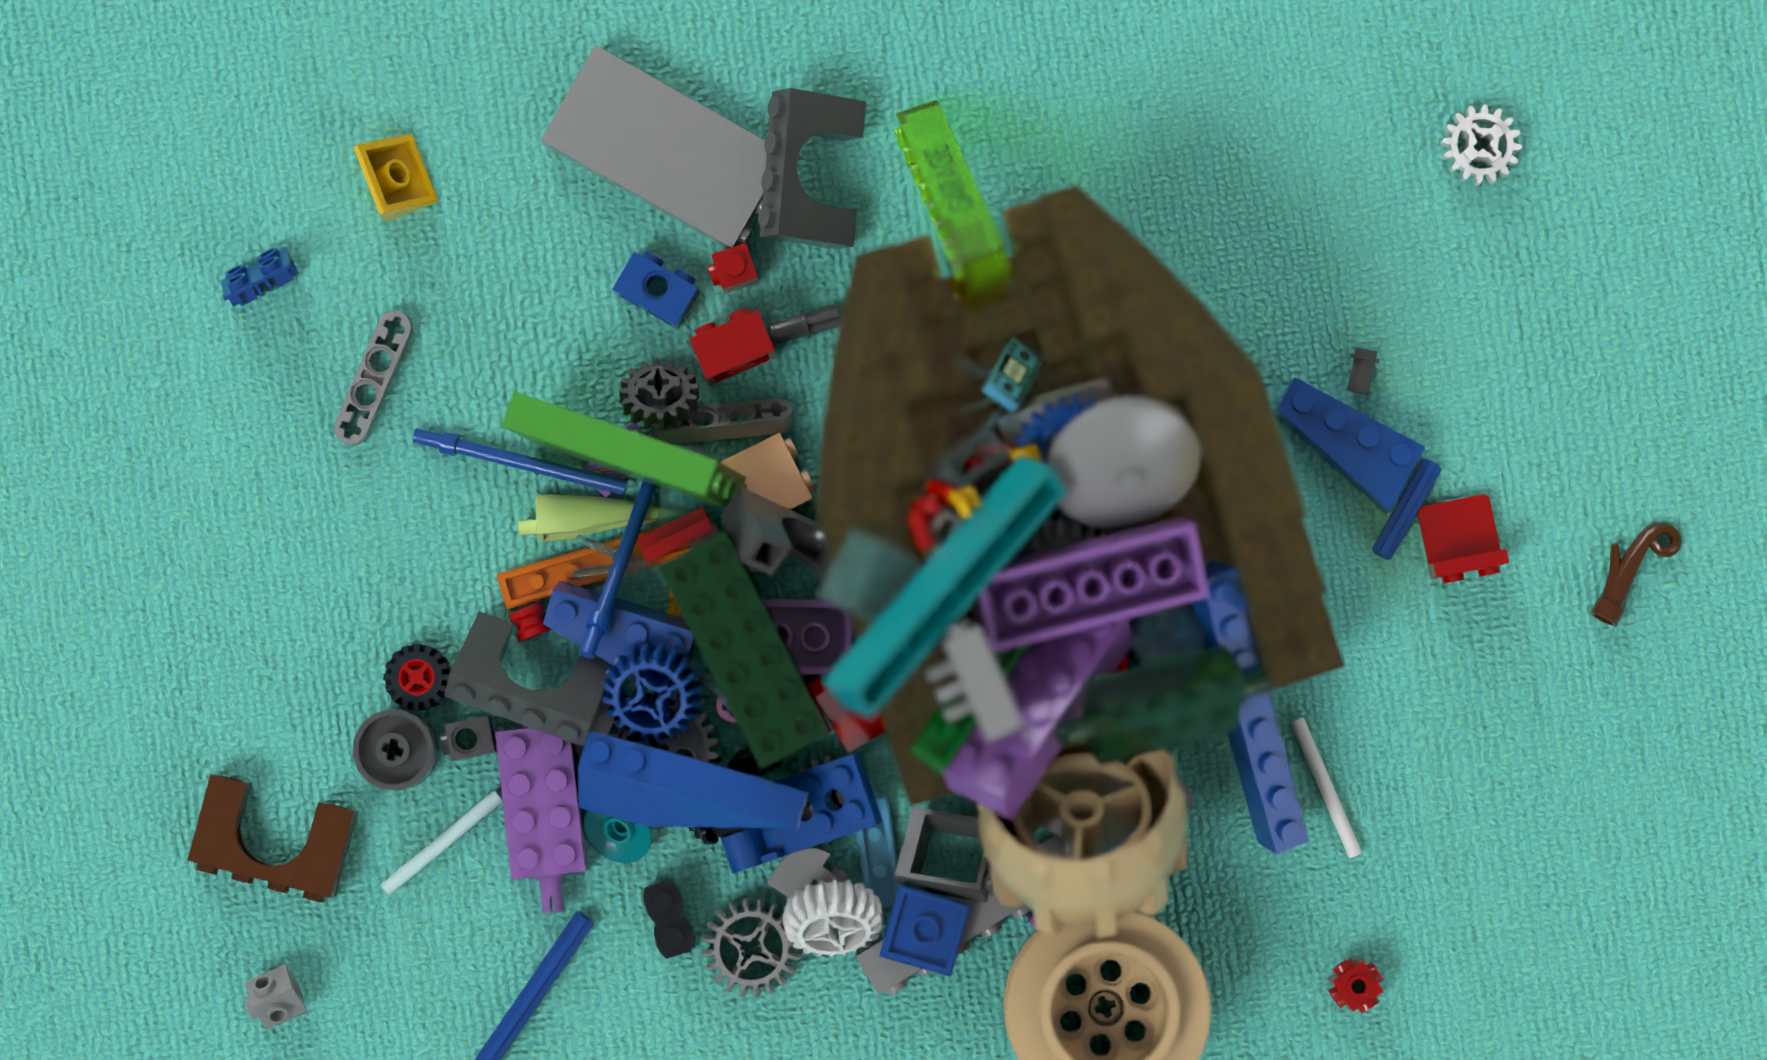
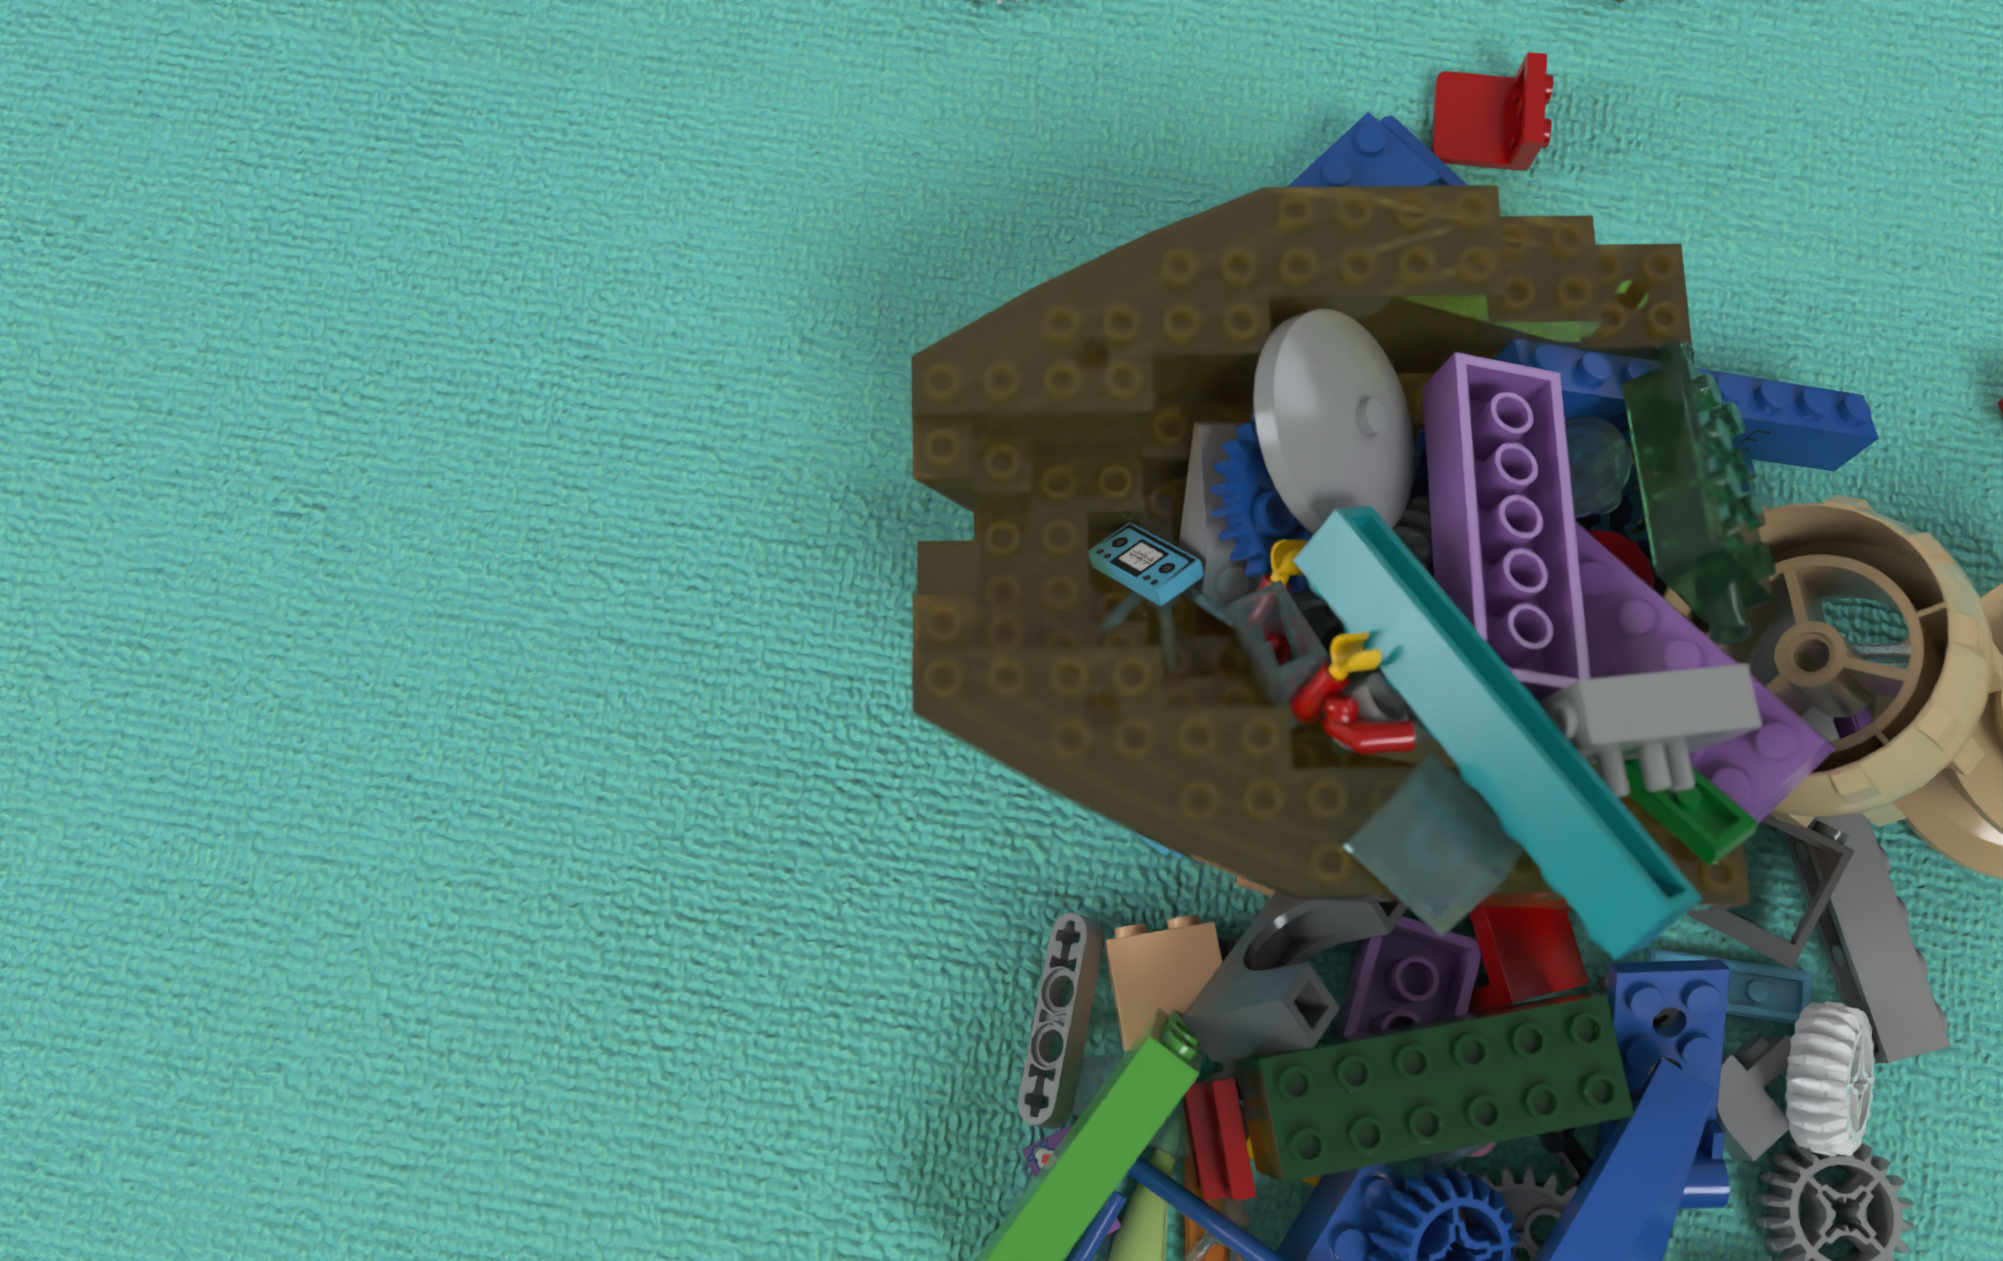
camera: 75 degrees left, 10 degrees down
(634, 283) = (822, 1085): blue brick -> none
(641, 391) = (997, 1128): dark grey gear -> none
(661, 148) = (645, 983): light grey brick -> none
(732, 346) = (962, 969): red brick -> none
(733, 269) = (850, 936): red brick -> none
(786, 208) = (789, 829): dark grey arch -> none
(805, 324) = (959, 859): dark grey axle -> none
(925, 930) = (1879, 949): blue plate -> none
(951, 197) = (868, 569): clear neon green brick -> none
(1326, 787) = (1804, 368): white bar -> none
(1362, 370) = (1238, 169): dark grey pin -> none

